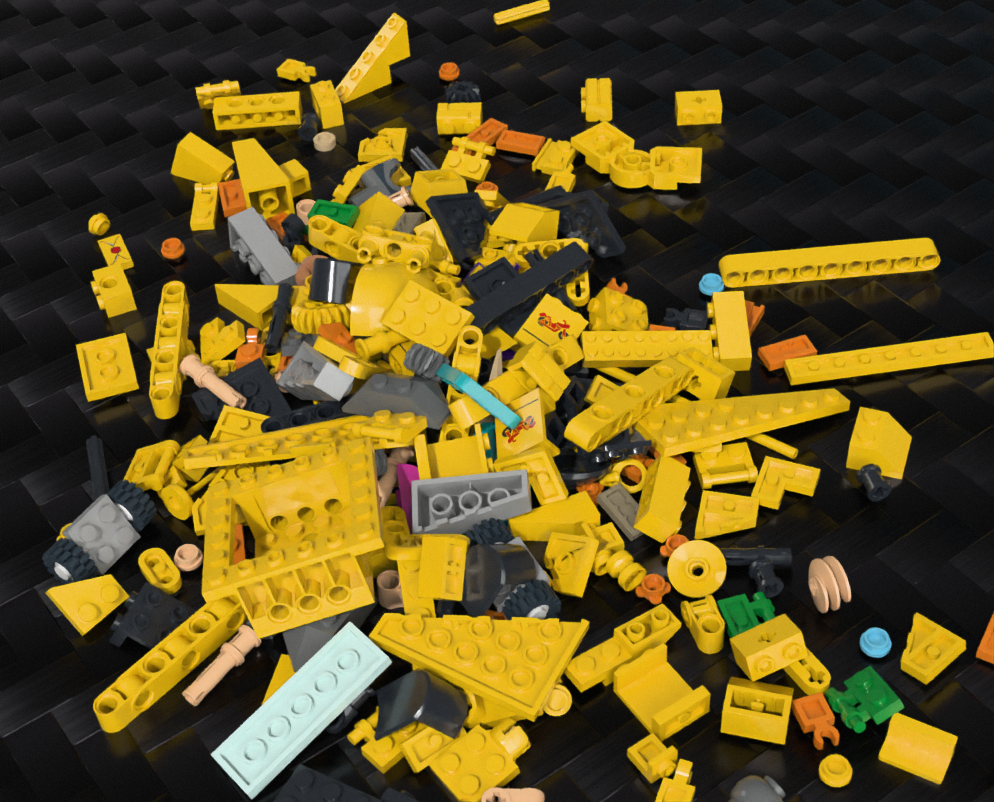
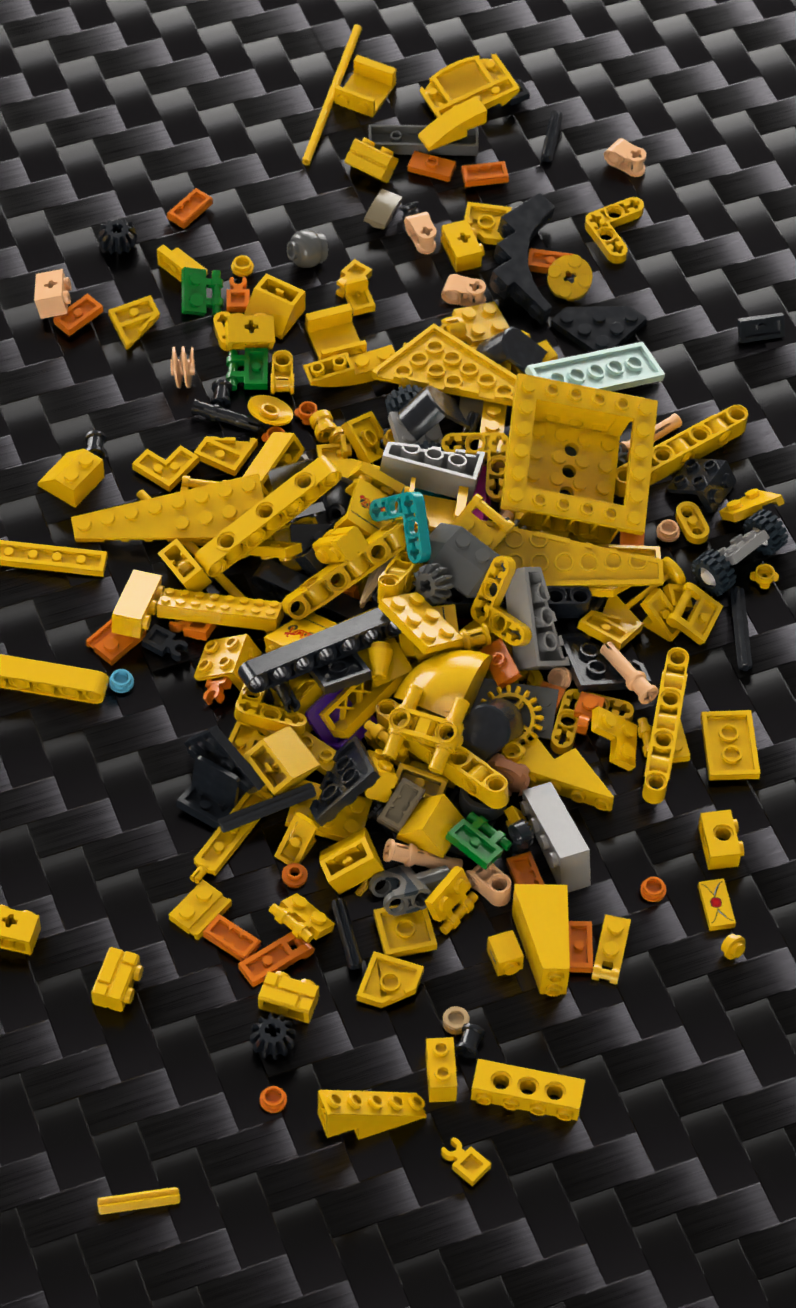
camera: 170 degrees left, 10 degrees up
(201, 161) = (609, 1003): yellow slope -> none
(208, 92) = (569, 1130): yellow plate -> none
(281, 309) = (551, 737): black pin -> none
(442, 568) = (474, 412): yellow hinge -> none
(614, 153) = (97, 842): yellow plate -> none
(776, 354) = (93, 585): orange plate -> none
(875, 642) = (167, 334): medium azure plate -> none

